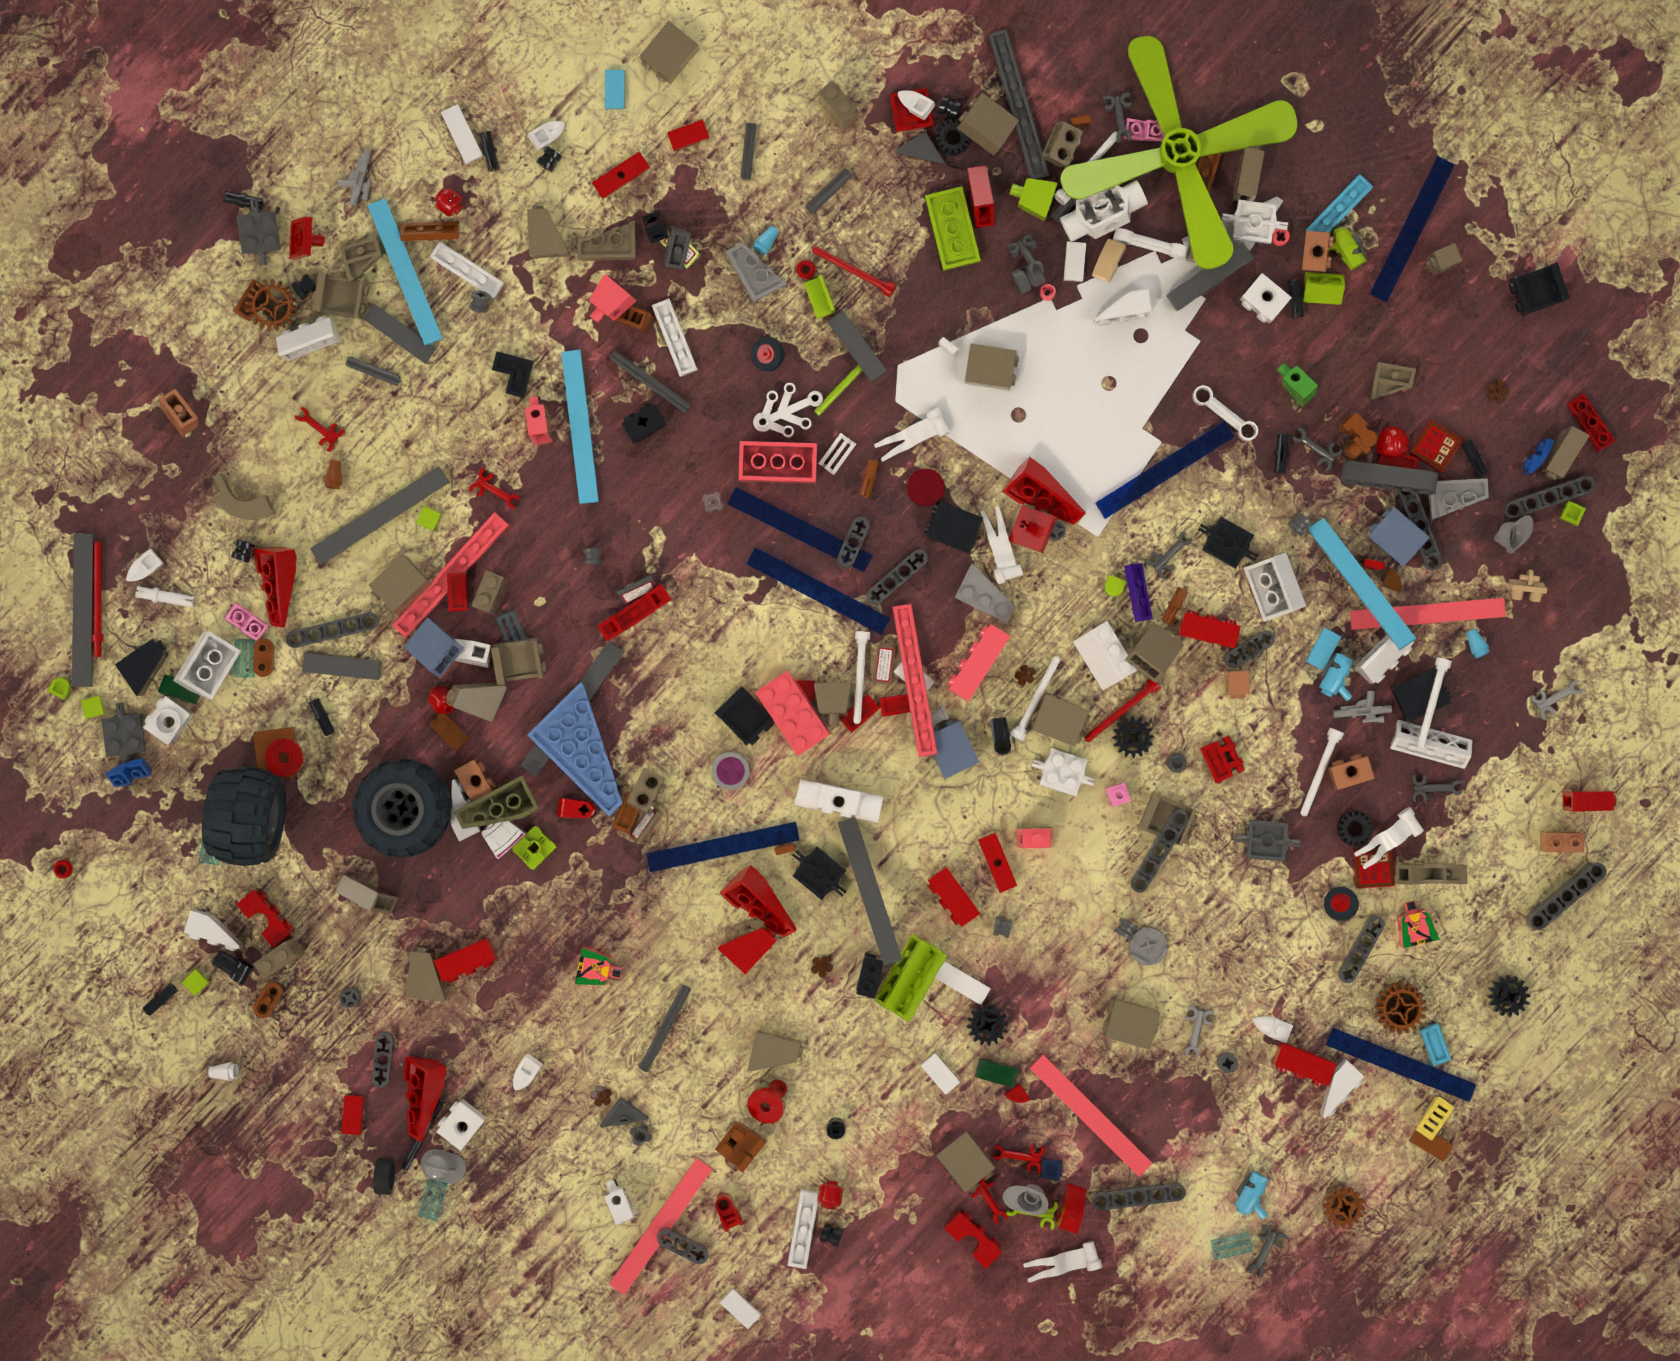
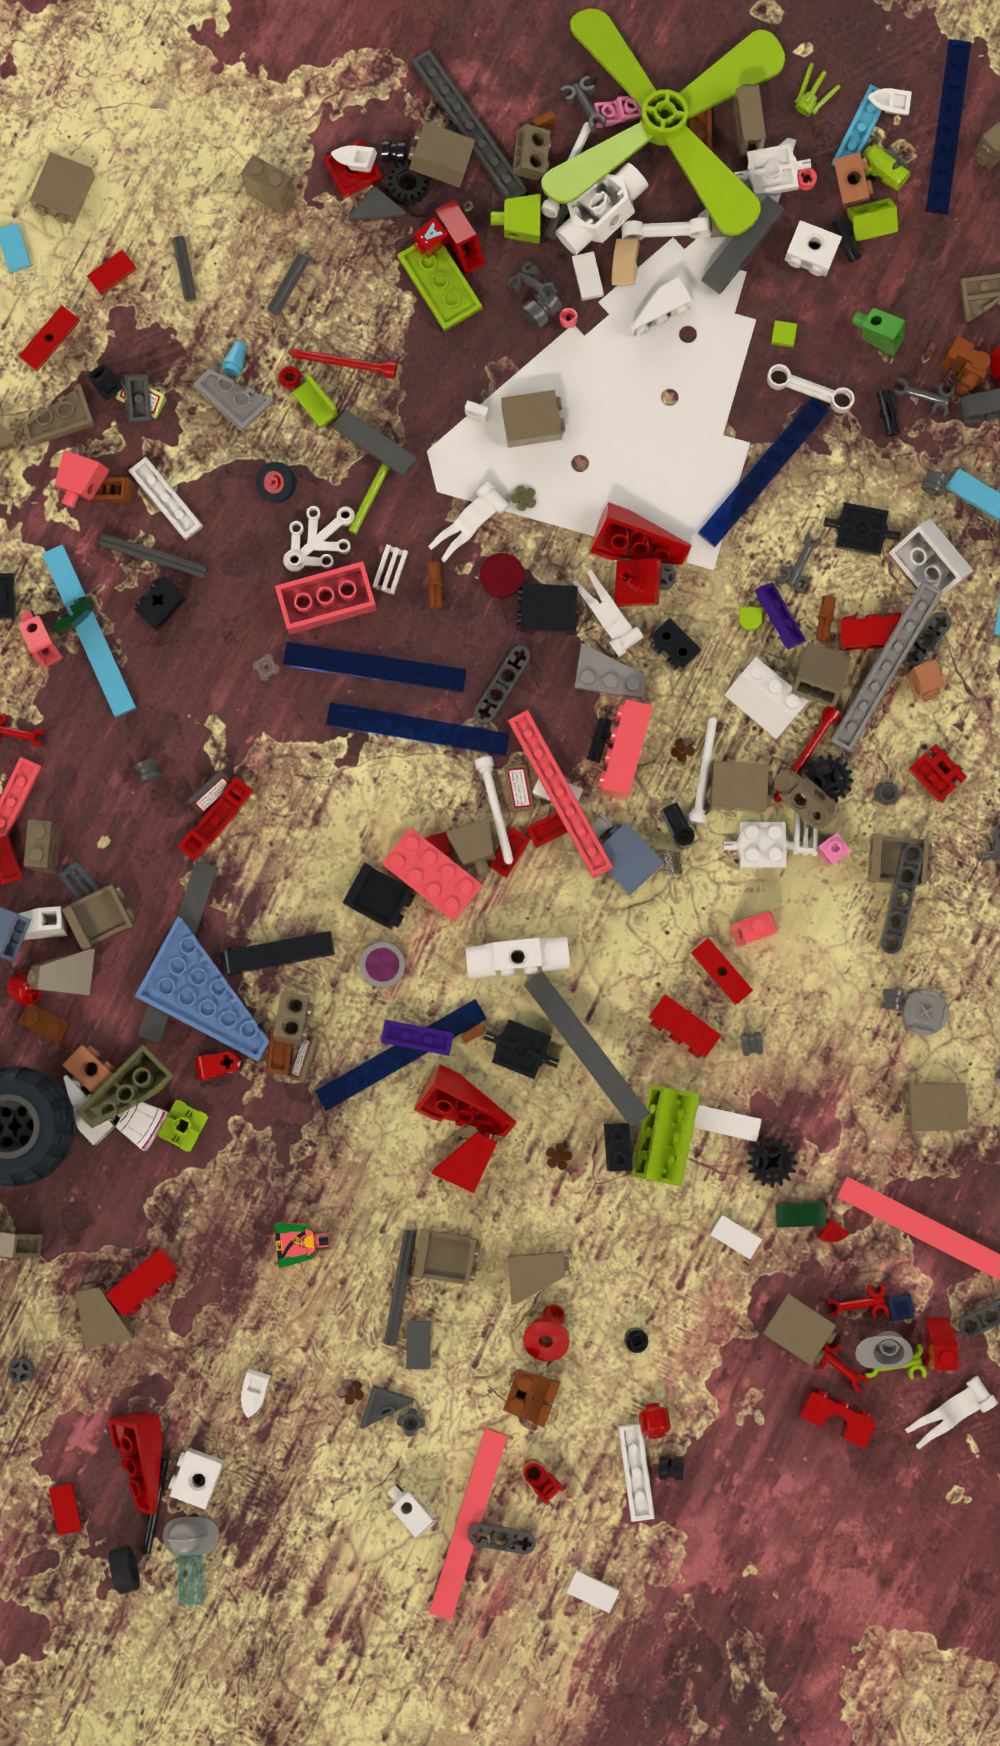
camera: 20 degrees left, 5 degrees down
(386, 1074) = (74, 1438): dark grey beam -> none
(579, 409) = (81, 609): none -> dark green slope
(650, 735) = (277, 953): none -> black beam
(665, 1077) = (418, 1345): none -> dark grey tile
(708, 1016) = (446, 1257): none -> dark tan panel
(739, 838) = (417, 1037): none -> dark purple plate
(853, 528) = (443, 670): dark grey beam -> none
(955, 192) = (430, 238): none -> red brick
(960, 646) = (599, 739): none -> black axle
(964, 430) = (524, 498): none -> olive plant
(986, 764) = (672, 863): none -> clear smoke tile
(1045, 589) = (674, 645): none -> black brick
(1095, 788) = (804, 850): none -> white tile
(1108, 748) = (816, 809): none -> dark tan piece
(1209, 661) = (886, 666): none -> light grey tile
(1218, 360) = (784, 334): none -> lime tile
(1302, 173) = (807, 102): none -> lime plant
(1371, 194) = (892, 100): none -> white plate

